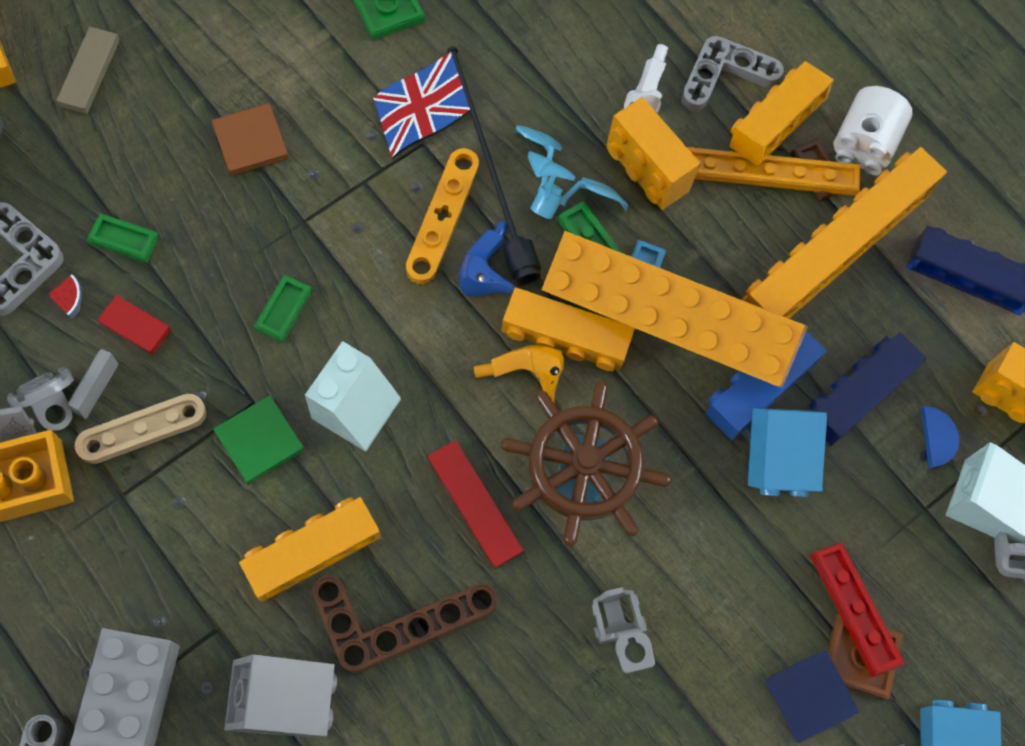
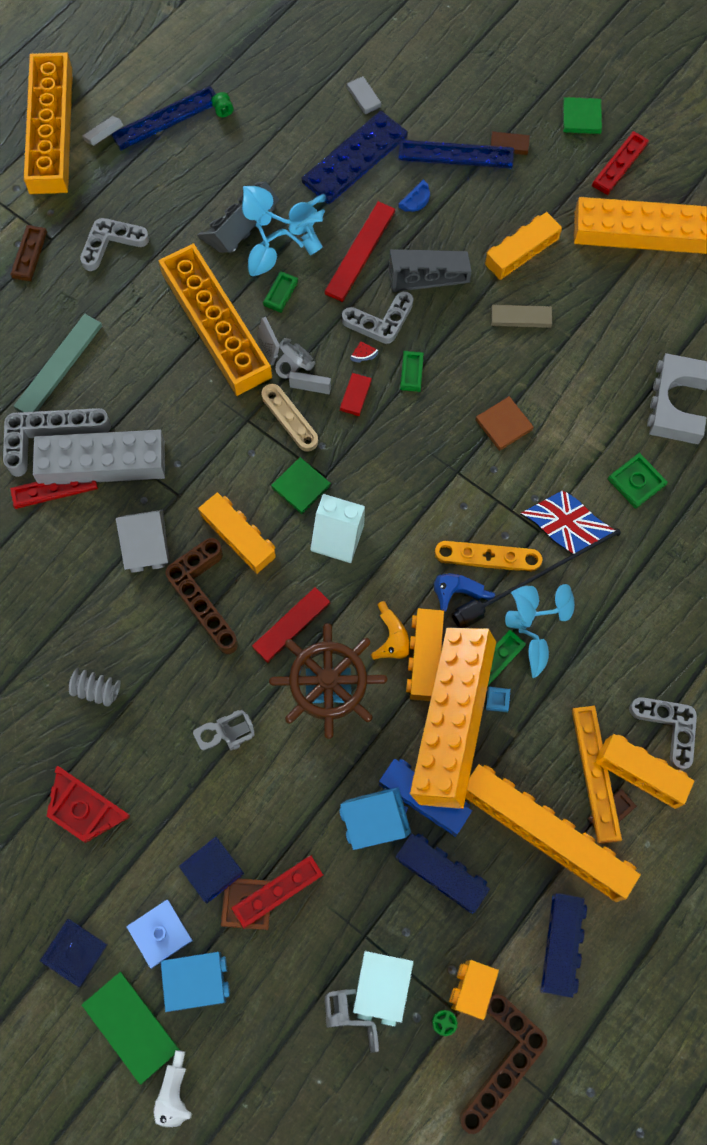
camera: 85 degrees right, 0 degrees up
(283, 308) = (392, 476): green tile -> none
(649, 81) = (617, 670): white animal -> none
(652, 153) = (574, 680): light orange brick -> none
(873, 129) = (654, 843): white cylinder -> none
(940, 436) = (421, 938): blue tile -> none

